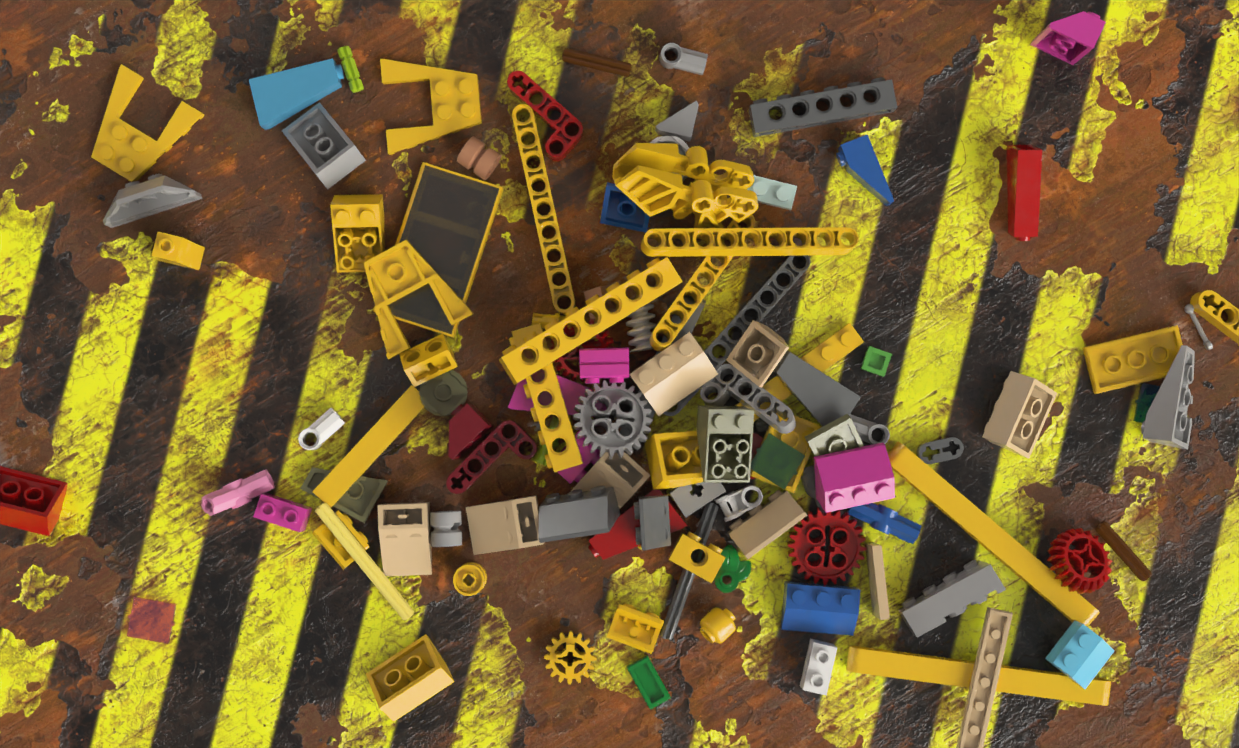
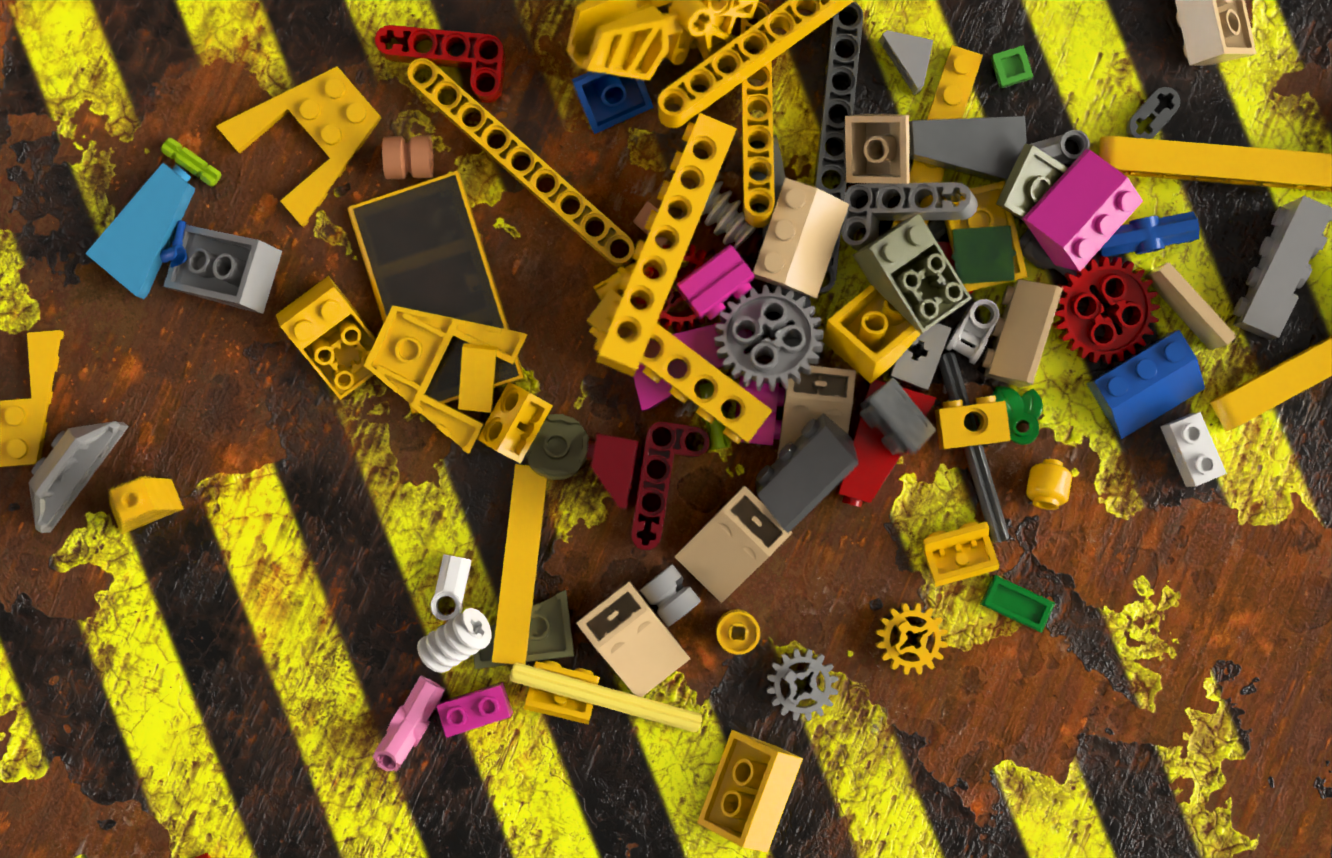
camera: 40 degrees left, 0 degrees up
(299, 464) = (455, 641): none -> white piece
(302, 117) = (176, 253): none -> blue hand
(424, 318) = (477, 378): none -> yellow tile
(482, 626) = (811, 671): none -> light grey gear
(819, 311) = (909, 55): none -> light grey slope

